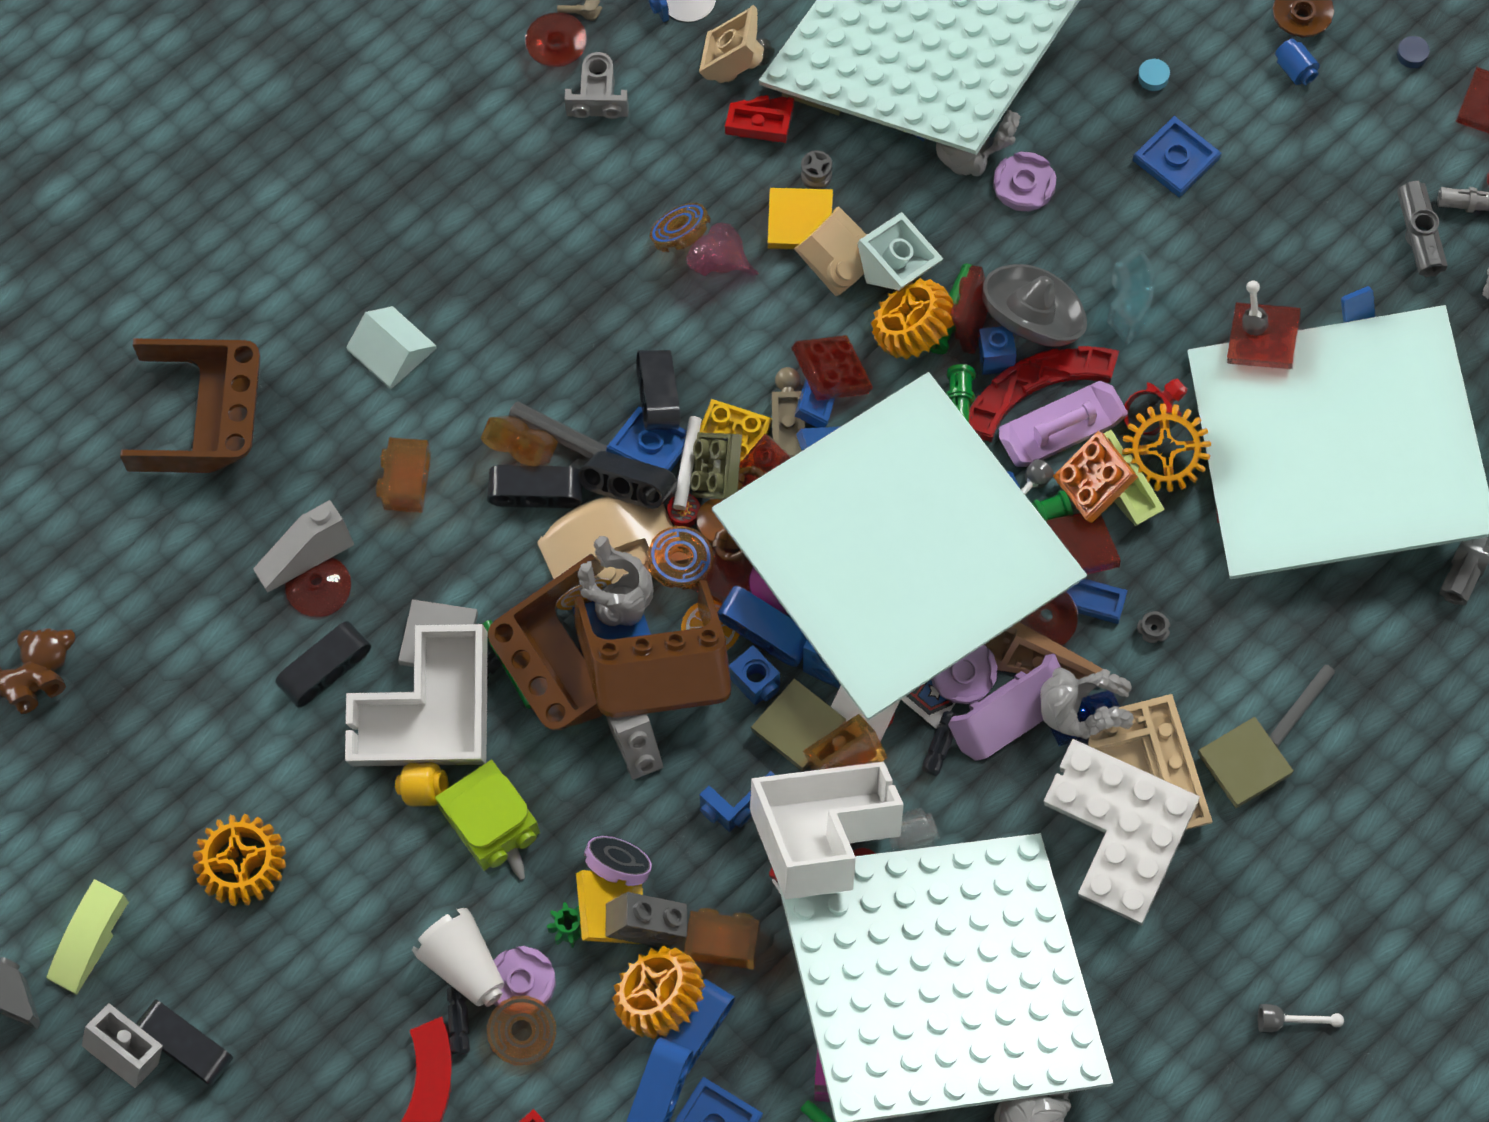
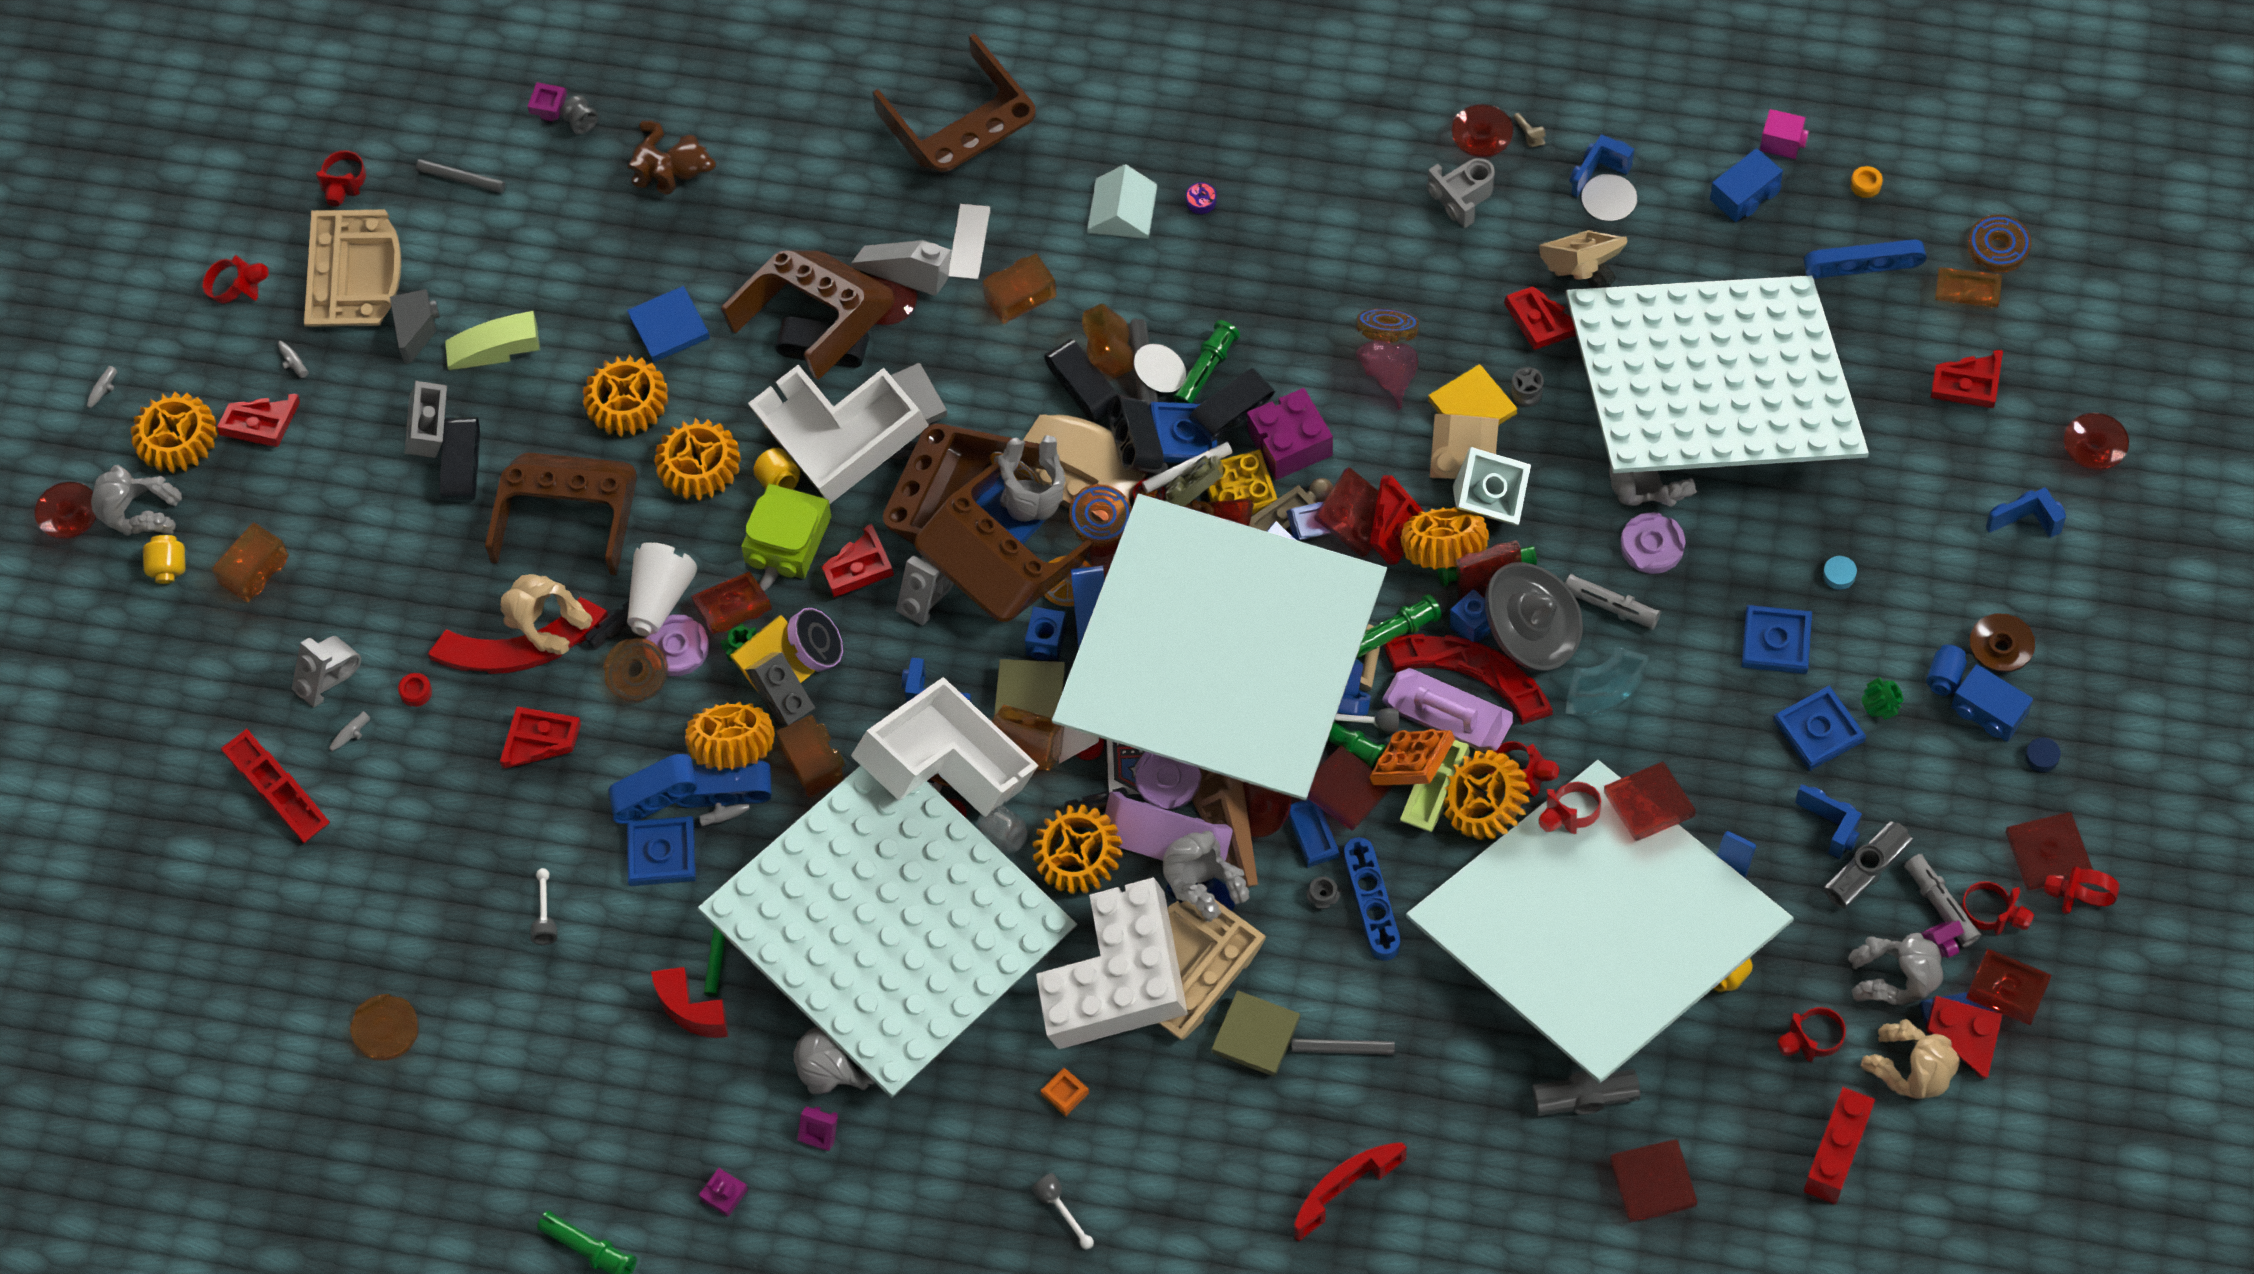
camera: 55 degrees right, 5 degrees down
(193, 777) = (668, 324): none -> blue tile
(277, 616) = (851, 293): none -> reddish brown windscreen
(285, 963) = (566, 479): none -> reddish brown windscreen
(318, 482) = (969, 241): none -> white sticker
(329, 832) = (681, 470): none -> light orange gear
(388, 1083) = (526, 603): none -> tan hair
(435, 282) = (1201, 198): none -> tile
(524, 906) = (731, 603): none -> clear red plate
(565, 778) = (858, 564): none -> red wing
(573, 420) = (1159, 368): none -> white sticker
(592, 372) = (1213, 353): none -> green pin
(718, 1050) = (723, 813): none -> light grey helmet
(720, 359) = (1293, 433): none -> magenta piece
(859, 340) = (1392, 511): none -> red wing
(995, 786) = (1088, 842): none -> light orange gear
(1067, 239) = (1647, 616): none -> light grey pin
(1183, 600) = (1374, 898): none -> blue beam
(1187, 946) = (1064, 1091): none -> orange tile
(1225, 406) = (1559, 814): none -> red piece
(1251, 319) = (1653, 775): dark grey hinge -> none
(1275, 181) = (1819, 728): none -> blue tile
(1289, 120) = (1882, 698): none -> green gear
(1348, 52) = (1991, 703): none -> blue brick
(1383, 224) = (1838, 812): none -> blue bracket
(1434, 826) = (1379, 1160): none -> red slope

